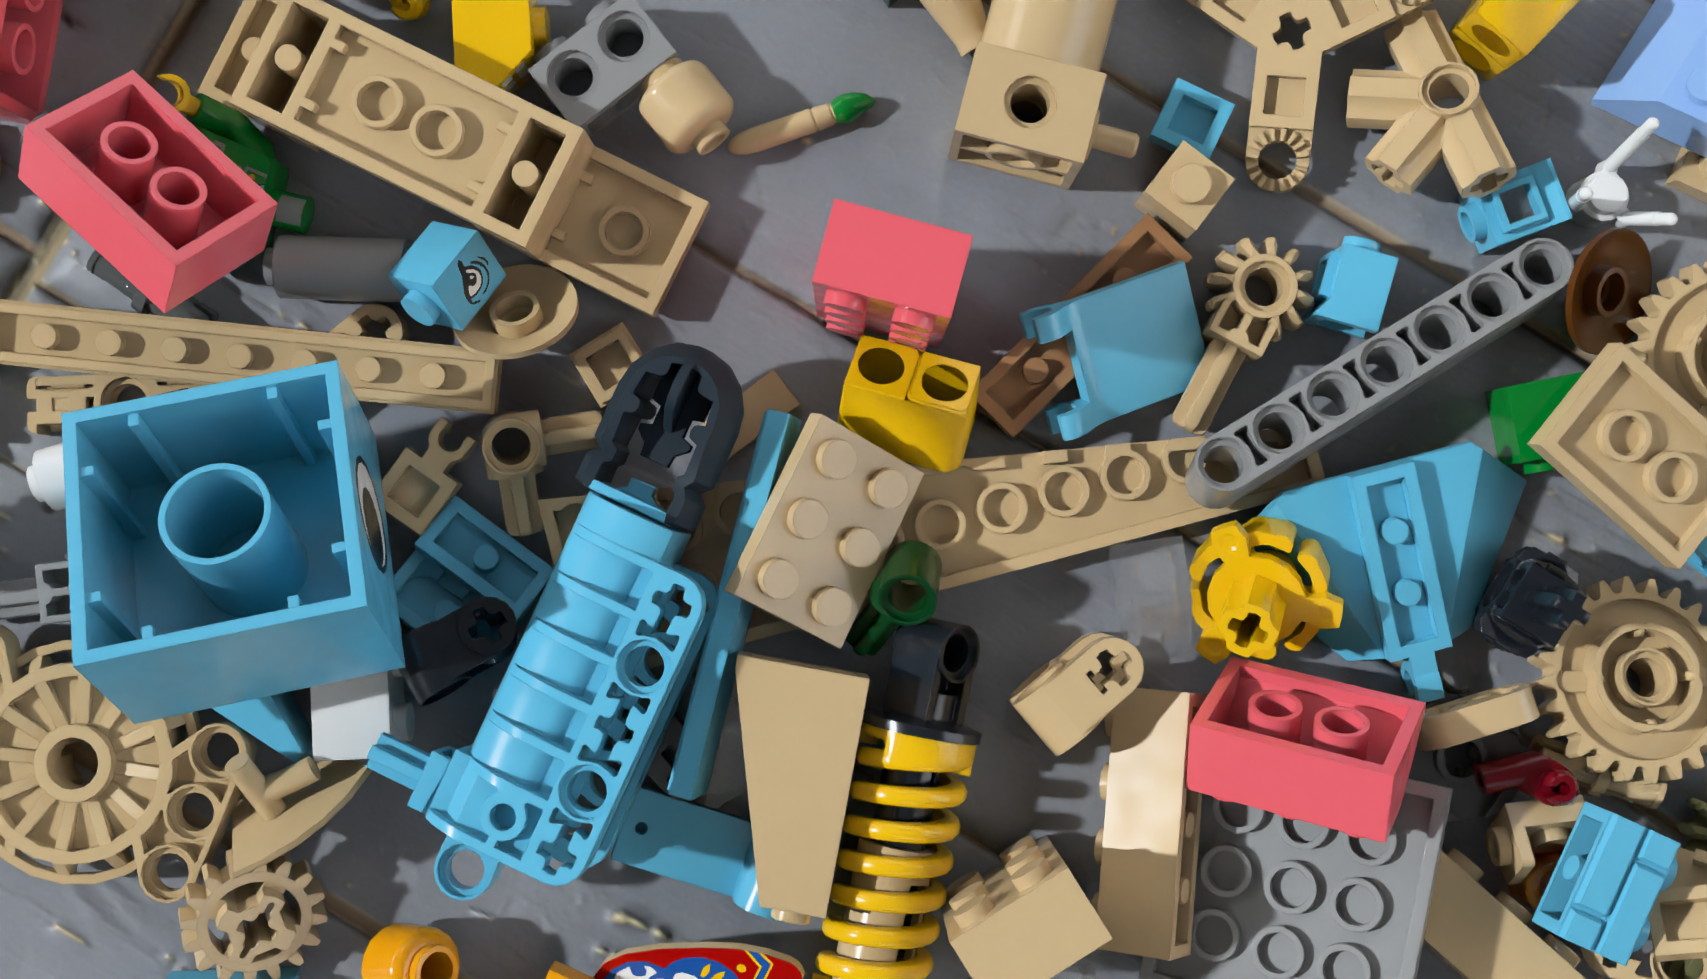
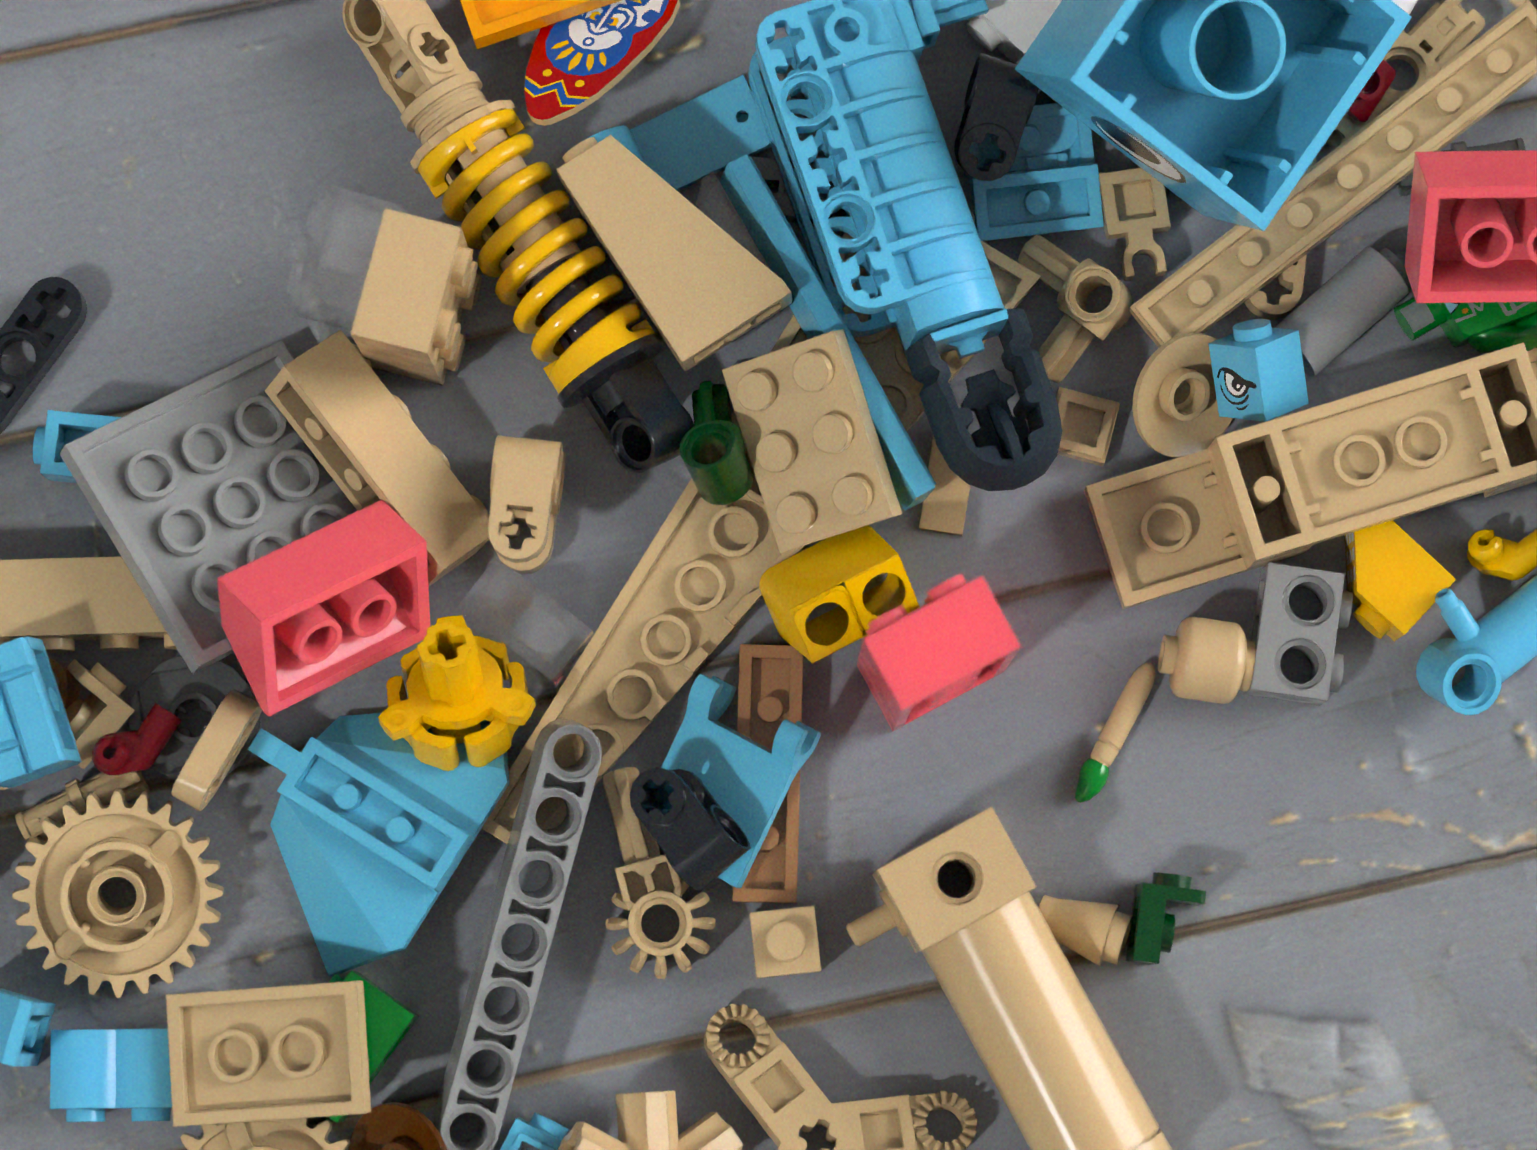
camera: 135 degrees right, 5 degrees down
(1179, 331) = (695, 832): none -> black piece
(1190, 116) = (828, 1004): medium azure plate -> none
(1352, 288) = (594, 991): medium azure window -> none
(1530, 603) = (252, 873): black gear -> none

